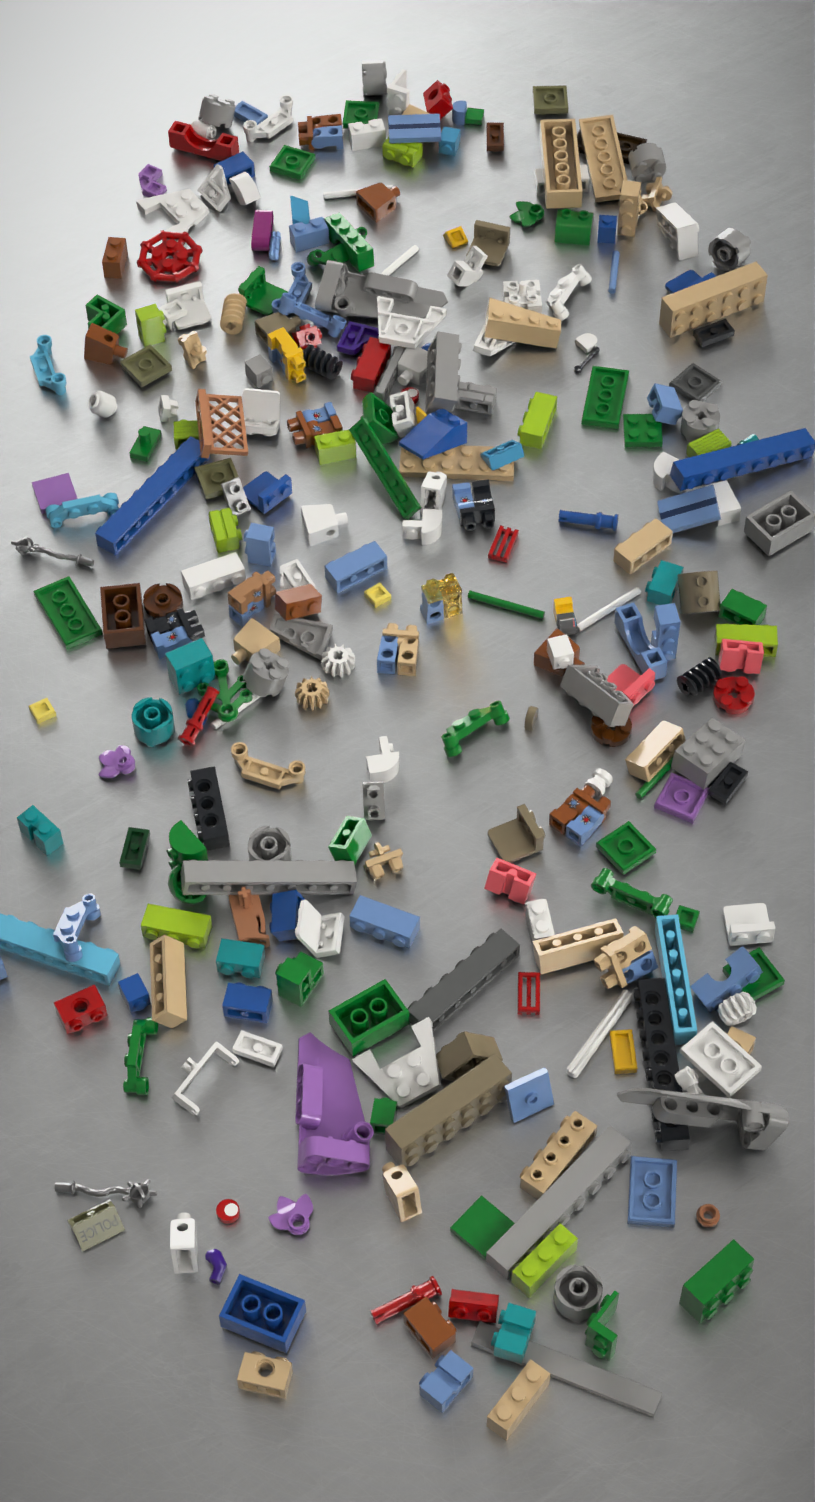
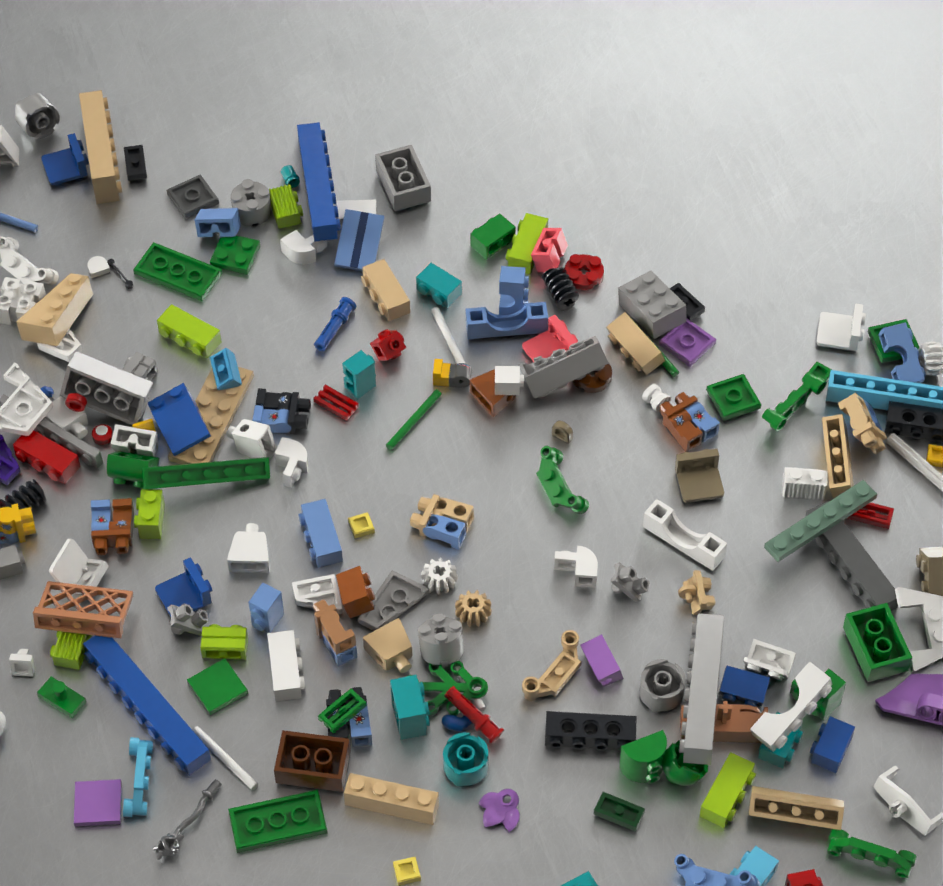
camera: 75 degrees left, 0 degrees up
(103, 680) = (391, 798): none -> tan brick
(117, 562) = (226, 759): none -> white bar
(134, 993) = (799, 844): blue brick -> none
(157, 592) = (301, 711): reddish brown plate -> none
(169, 622) = (322, 717): none -> green tile
(183, 539) = (217, 686): none -> green tile
(214, 474) = (146, 634): olive plate -> none
(257, 1048) = (885, 747): white plate -> none
(279, 952) = (774, 728): none -> white arch
(286, 802) = (602, 660): none -> medium lavender hinge
(350, 839) = (670, 612): brick -> none
(384, 922) = (768, 608): medium blue brick -> none
(421, 360) = (76, 402): none -> red tile
(440, 597) = (400, 464): clear yellow hips -> none
(448, 823) = (664, 523): none -> white arch
(491, 940) = (820, 521): none -> sand green plate
(510, 880) = (751, 491): coral brick -> none
(531, 546) = (359, 374): none -> teal brick
(576, 561) = (388, 345): none -> red brick
(699, 592) = (465, 260): dark tan brick -> none

